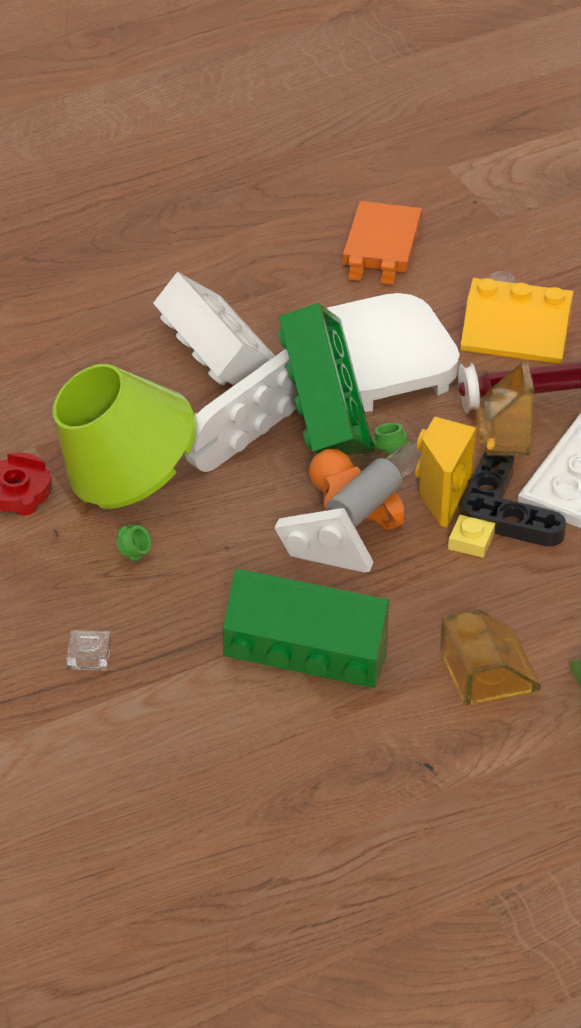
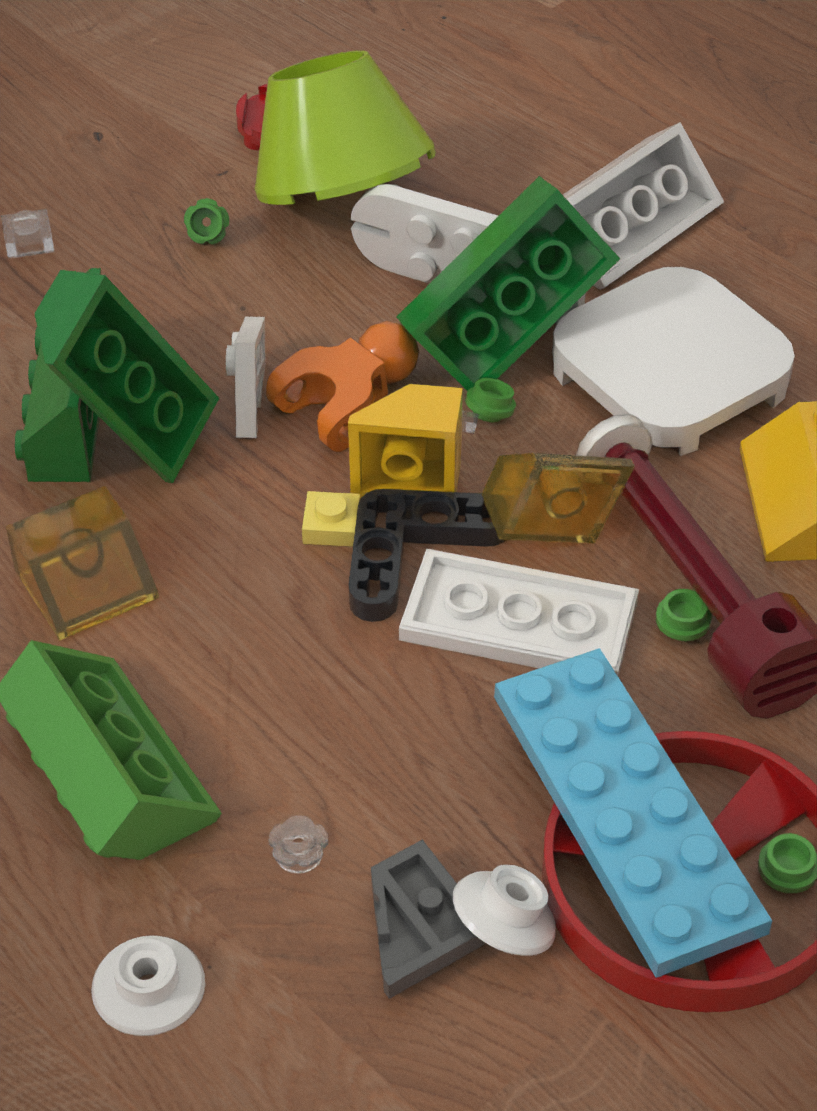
camera: 75 degrees right, 5 degrees up
(365, 562) = (123, 369): none -> green slope
(367, 490) = (311, 368): light grey brick -> none

